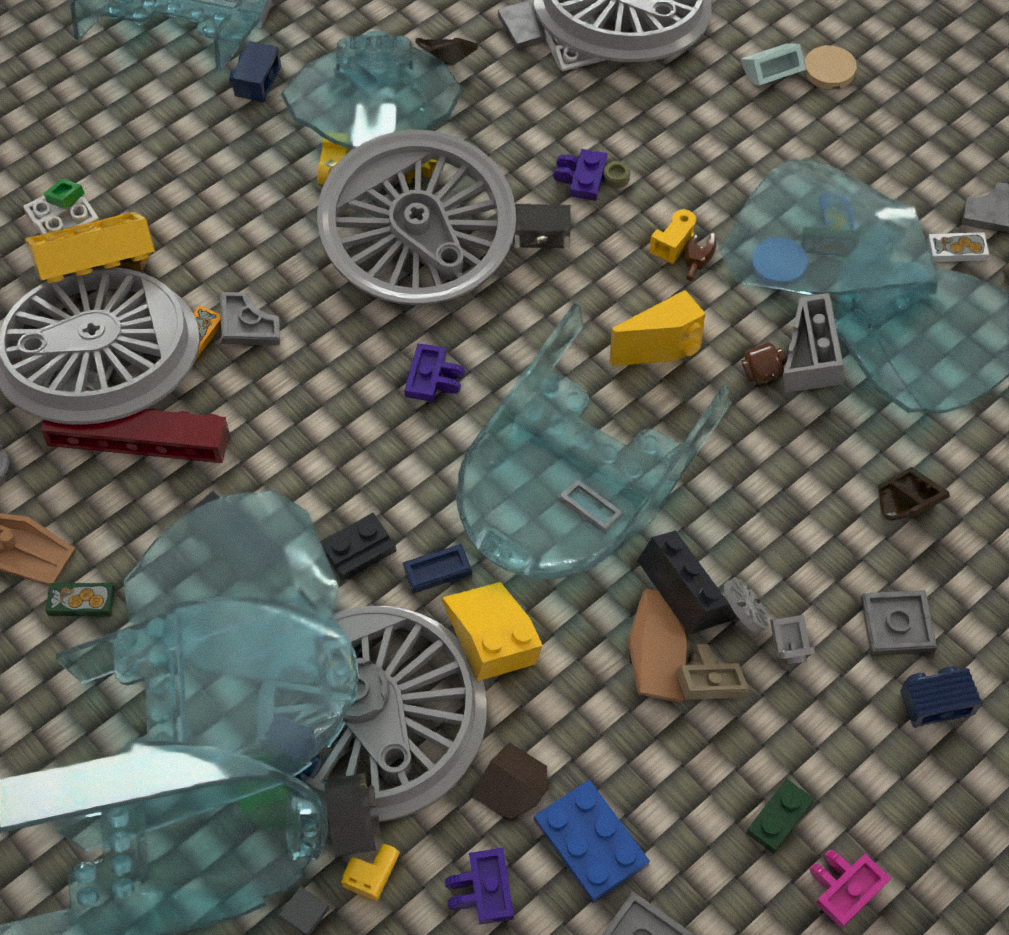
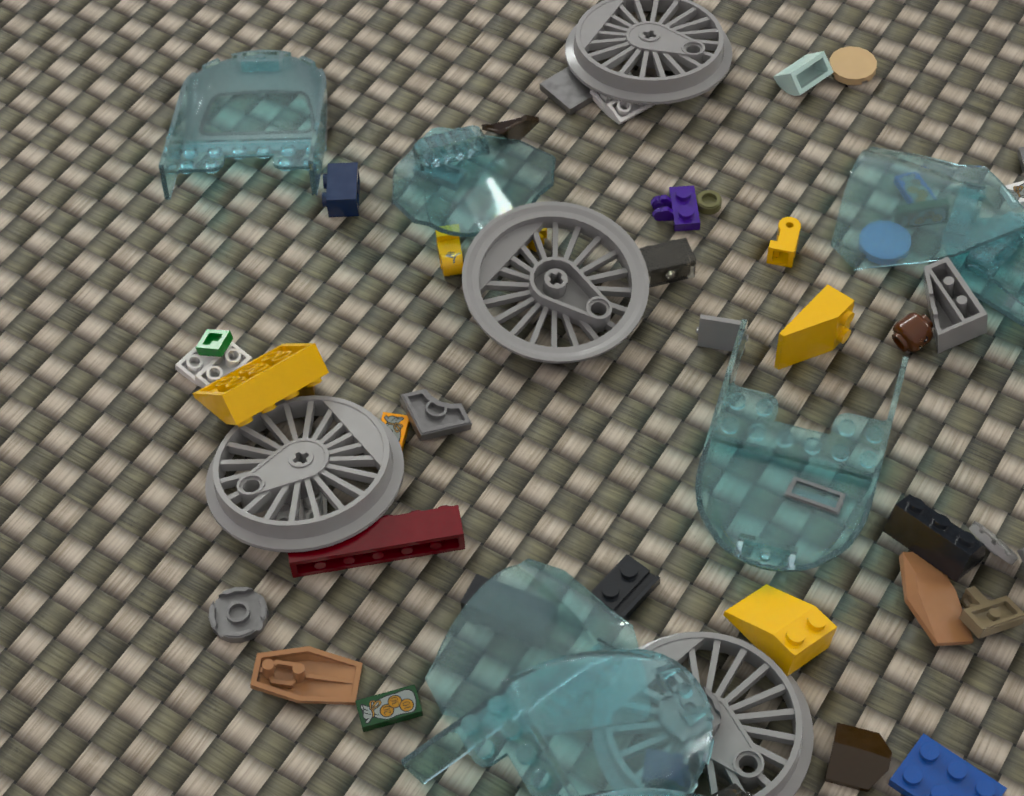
camera: 15 degrees left, 5 degrees down
(426, 374) = (619, 419): dark purple hinge -> none
(437, 568) = (704, 588): dark blue tile -> none
(556, 306) = (718, 332): none -> light grey piece
(698, 257) = (812, 255): reddish brown hand -> none

